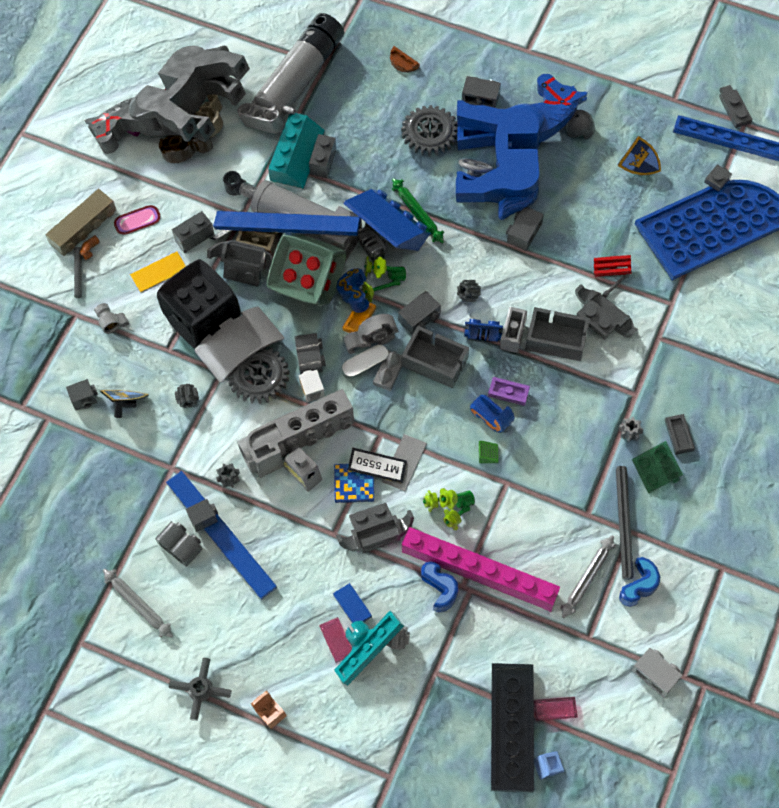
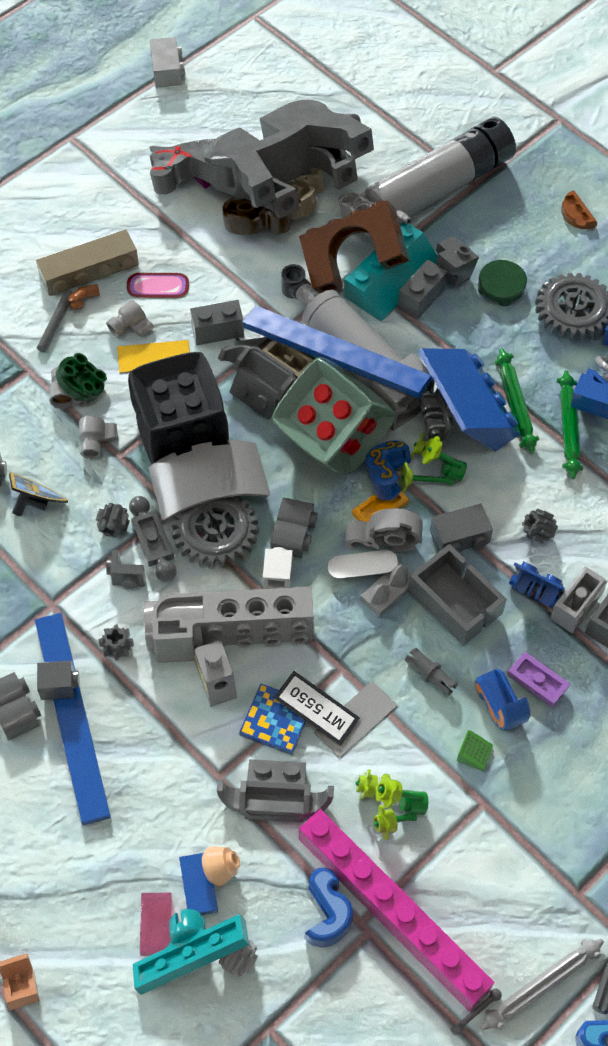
camera: 20 degrees right, 5 degrees down
(64, 51) = (165, 62): none -> light grey brick
(117, 306) = (80, 378): none -> dark green tile
(131, 249) = (130, 317): none -> light grey piece
(144, 340) = (91, 432): none -> light grey piece
(212, 429) = (125, 575): none -> dark grey bracket
(218, 397) = (152, 539): none -> dark grey plate
(242, 149) = (322, 243): none -> reddish brown arch
(337, 126) = (456, 259): none -> dark grey brick
(361, 587) = (220, 864): none -> light nougat cone
(373, 130) = (502, 281): none -> dark green tile
(439, 413) = (431, 672): none -> dark grey pin
(459, 214) = (569, 425): none -> green wheel
(562, 594) = (495, 995): none -> dark grey hinge

